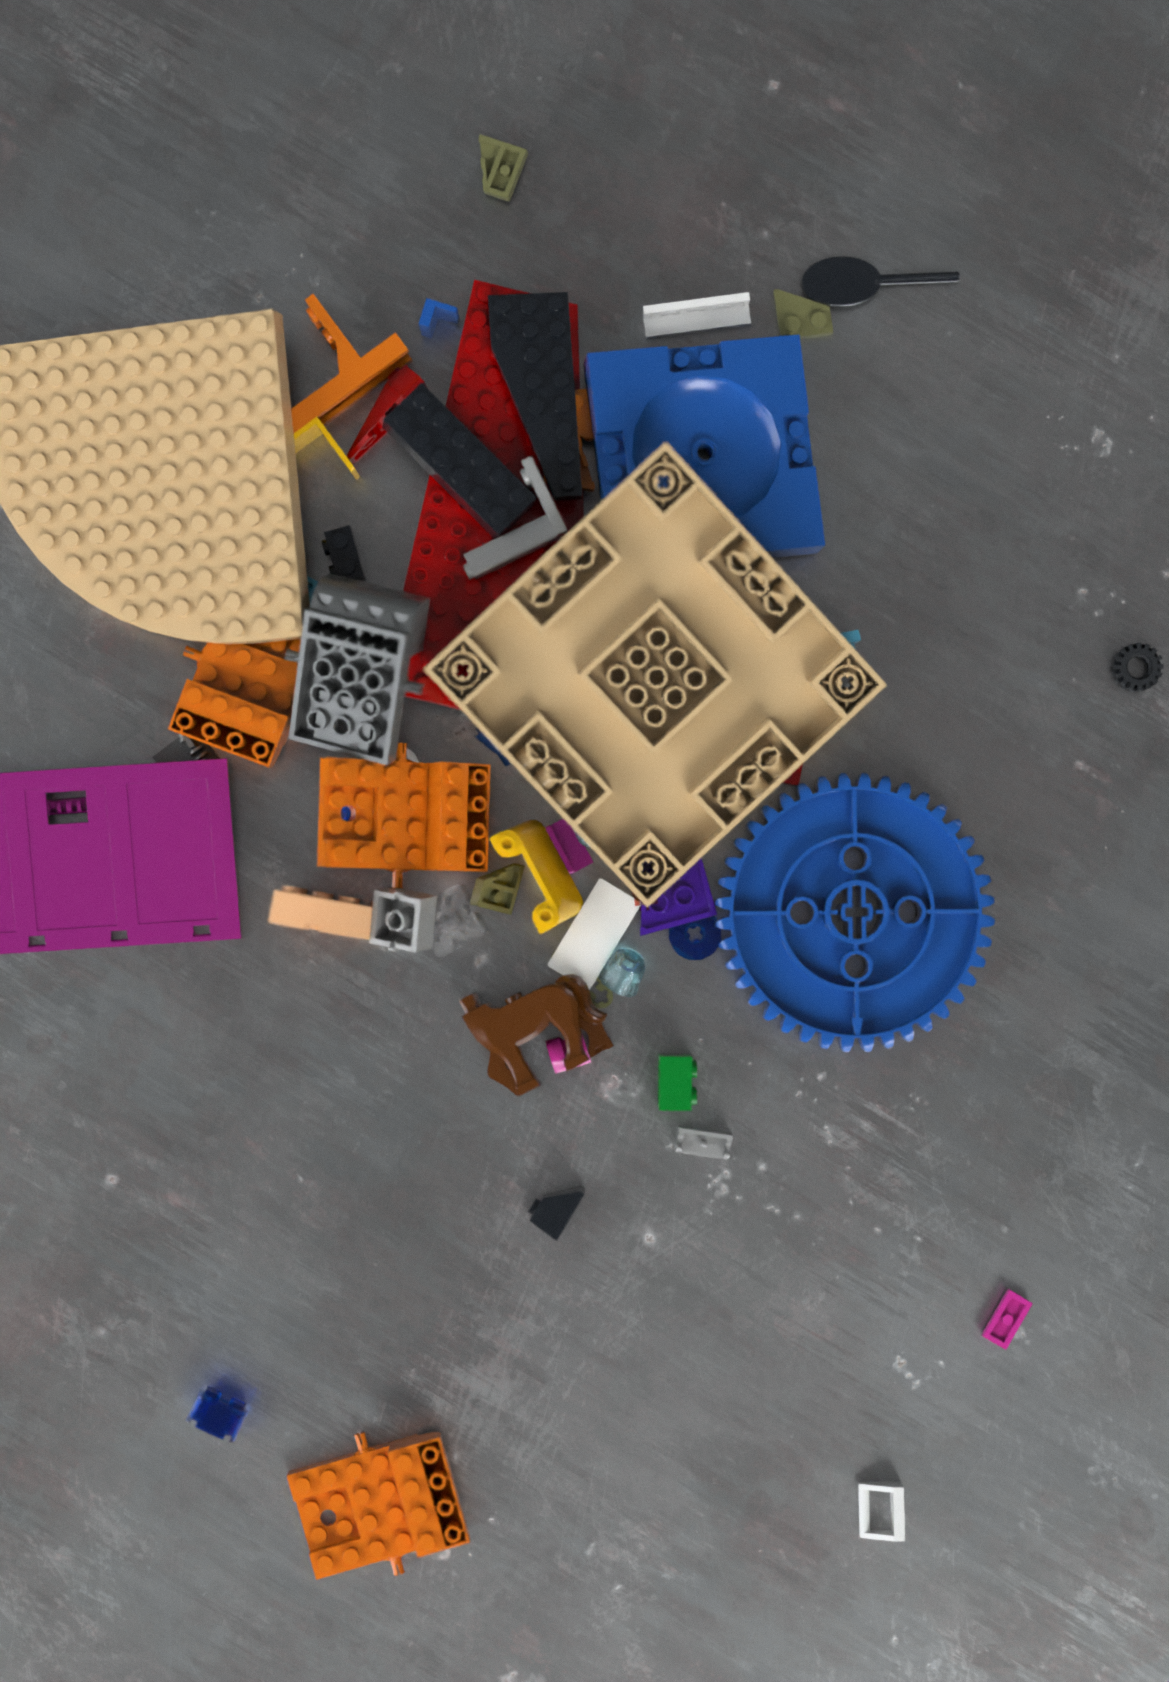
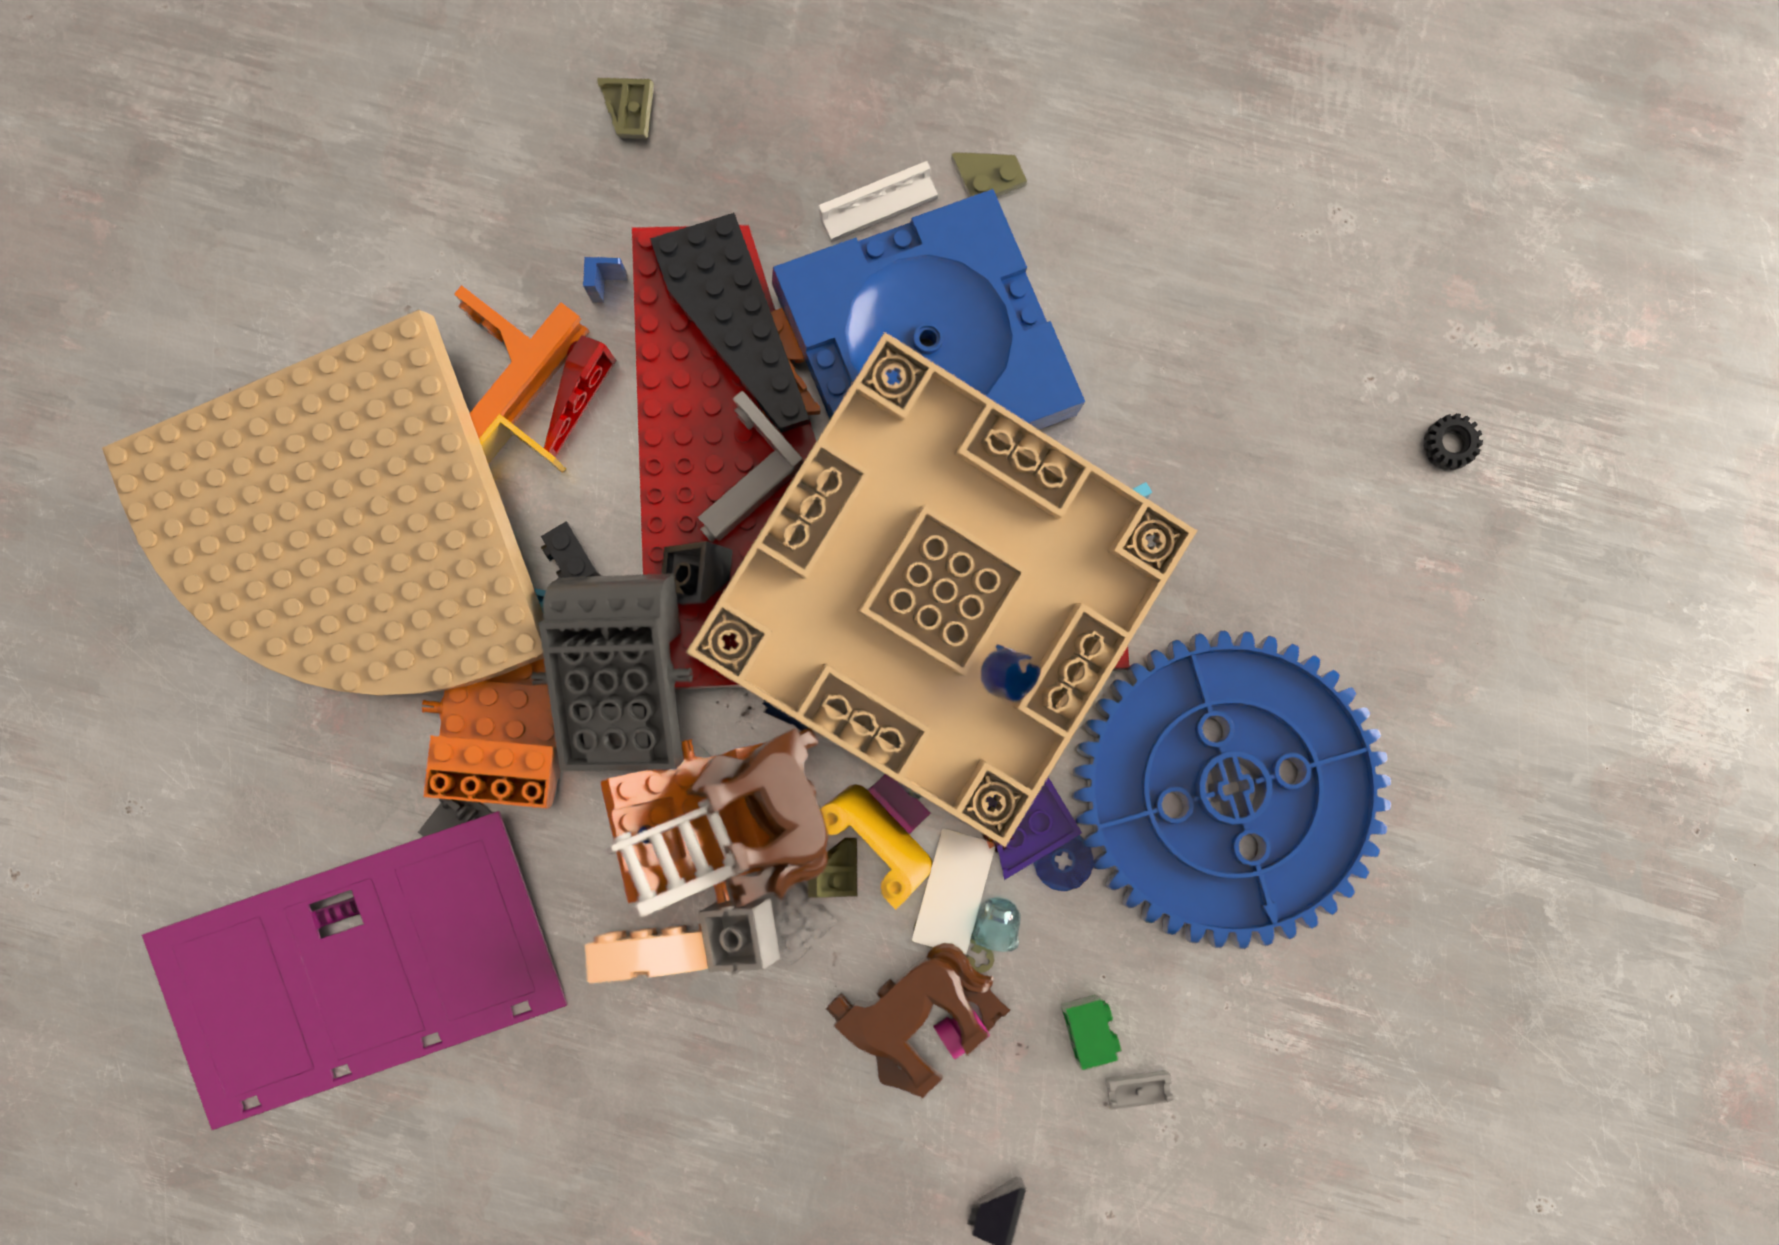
camera: 15 degrees left, 5 degrees down
(362, 864) = (677, 888): none -> white fence
(451, 600) = (697, 569): none -> black slope
(458, 461) = (666, 419): black brick -> none
(469, 822) = (783, 807): none -> reddish brown piece
(686, 764) = (1003, 675): none -> clear blue helmet
(854, 281) = (1034, 122): black piece -> none
(1007, 1319) = (1530, 1194): dark pink plate -> none

